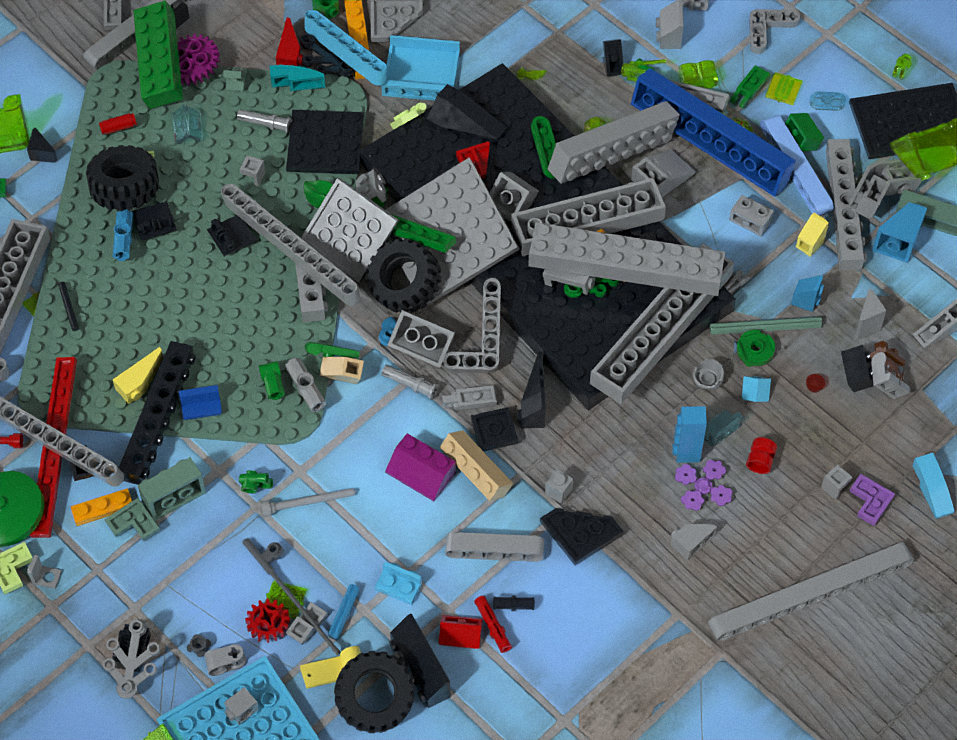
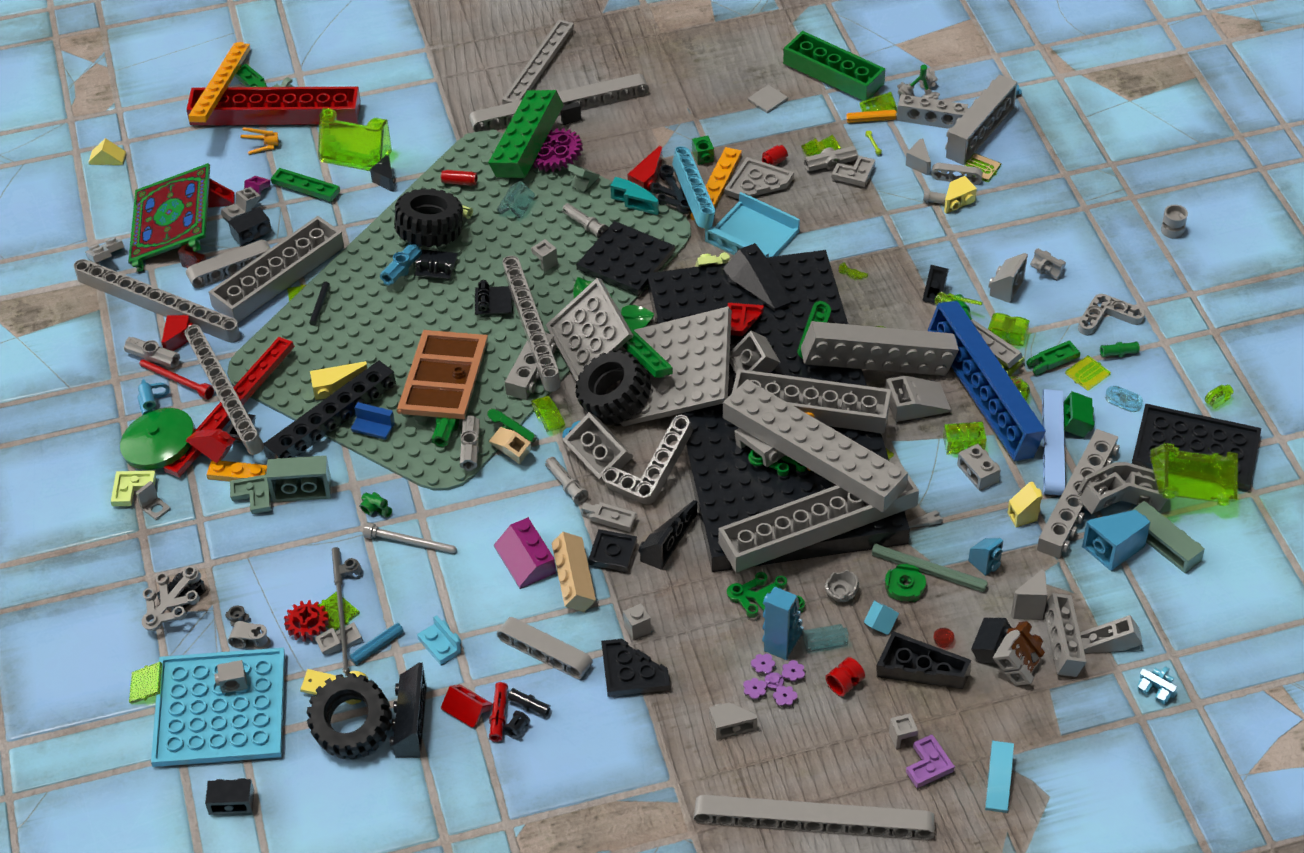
camera: 30 degrees right, 10 degrees down
(66, 491) = (212, 443): none -> red slope
(237, 328) = (443, 374): none -> door
(351, 322) = (548, 412): none -> clear neon green slope
(371, 185) = (638, 304): light grey bracket -> none
(516, 628) = (516, 724): none -> black bush
(647, 414) = (745, 593): none -> green plant
(719, 194) = (963, 436): none -> clear neon green brick
(798, 56) = (1119, 349): none -> green pin
(815, 414) = (922, 663): none -> black wedge
(912, 338) = (1064, 635): none -> light grey brick

